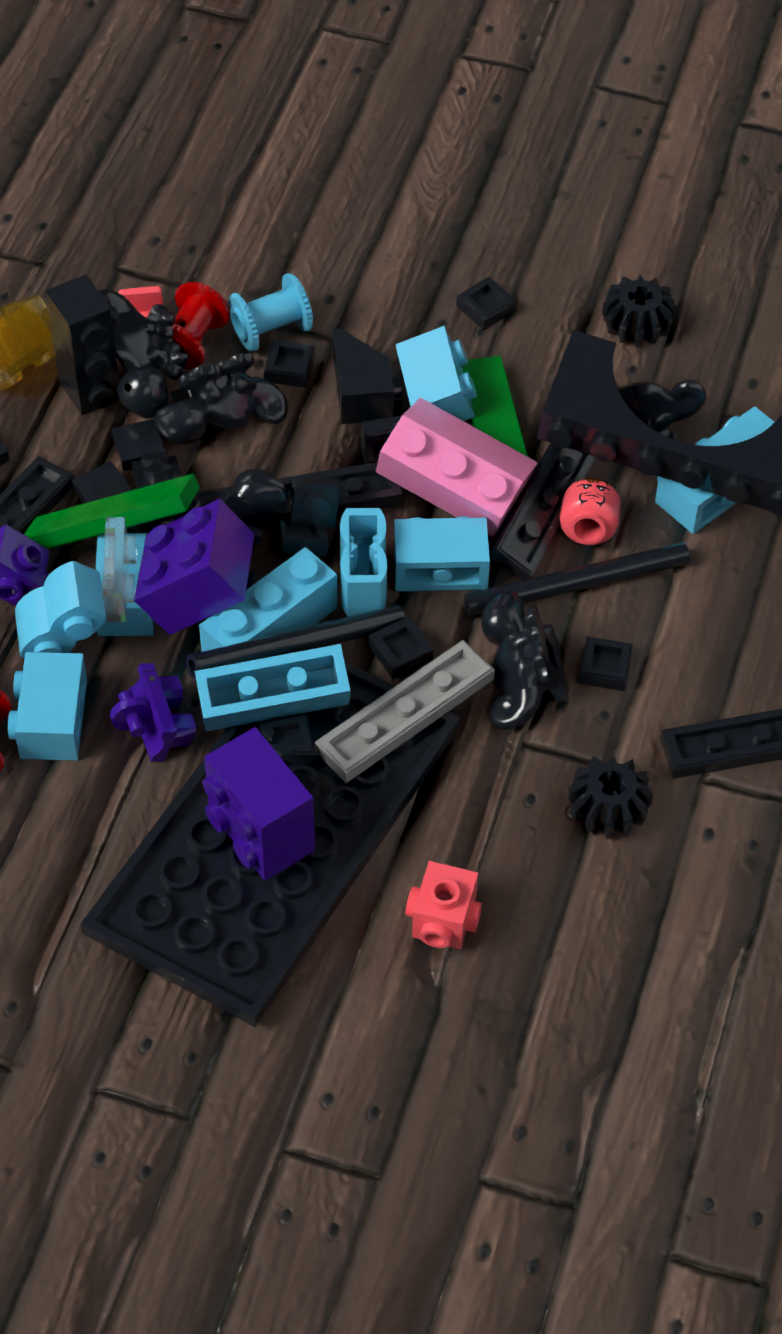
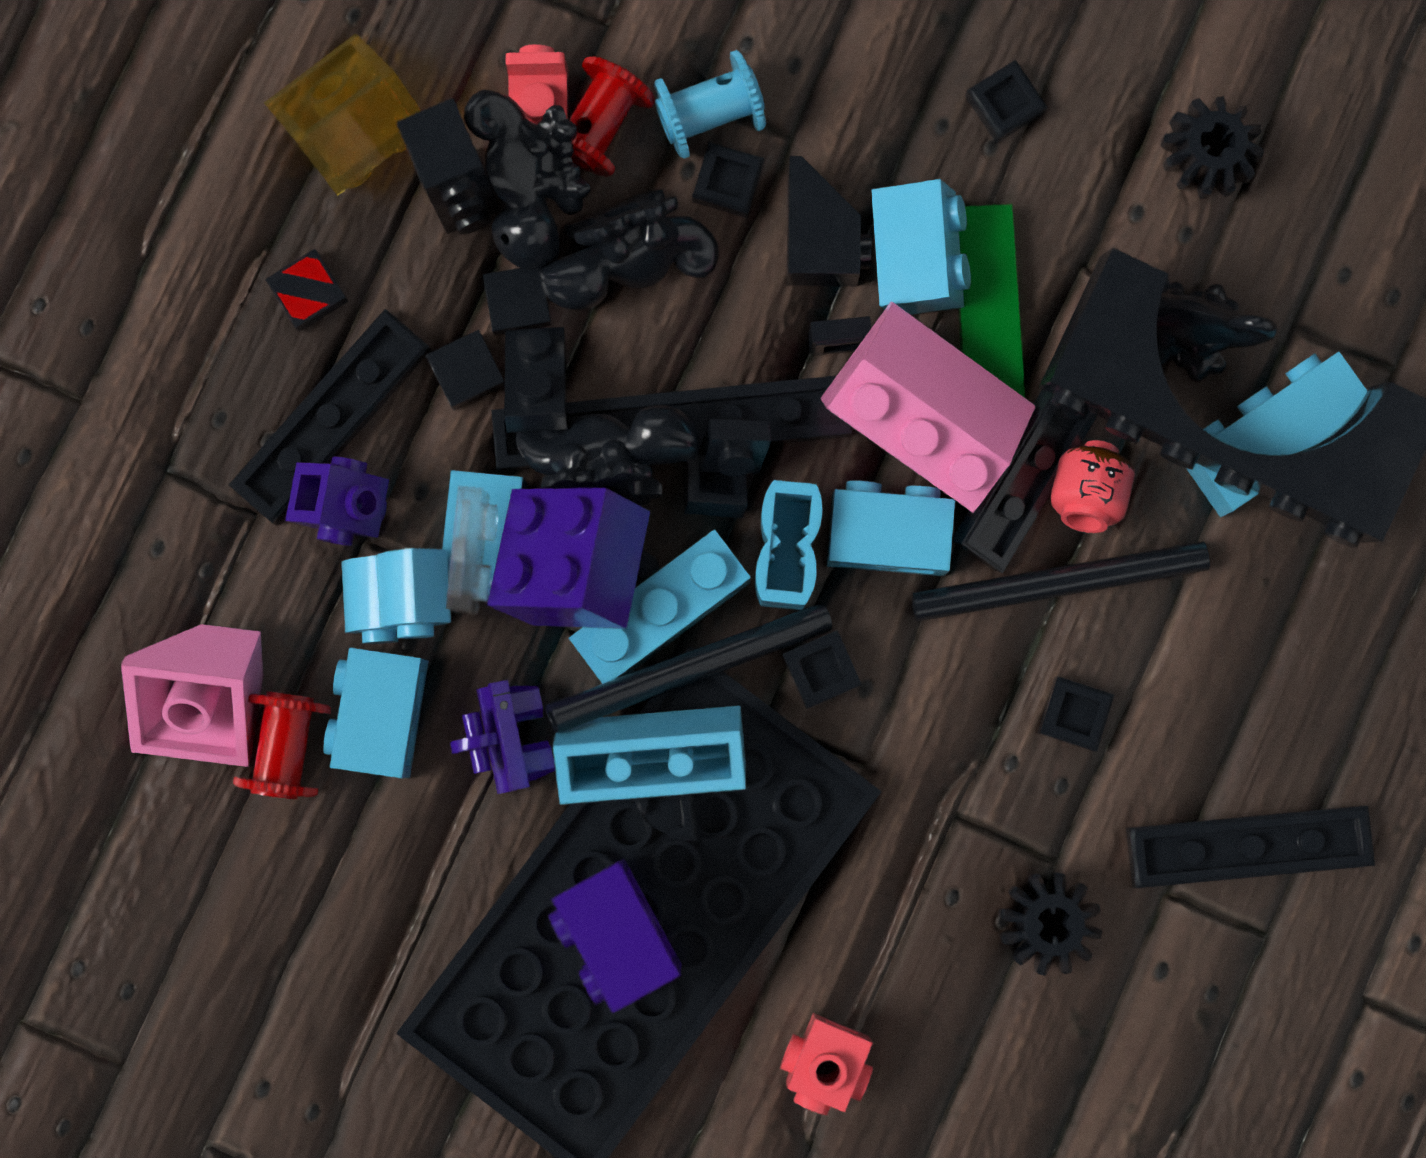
camera: 10 degrees right, 30 degrees up
(135, 505) = (470, 449): green tile -> none
(404, 711) = (814, 780): light grey tile -> none
(524, 662) = (974, 712): black animal -> none

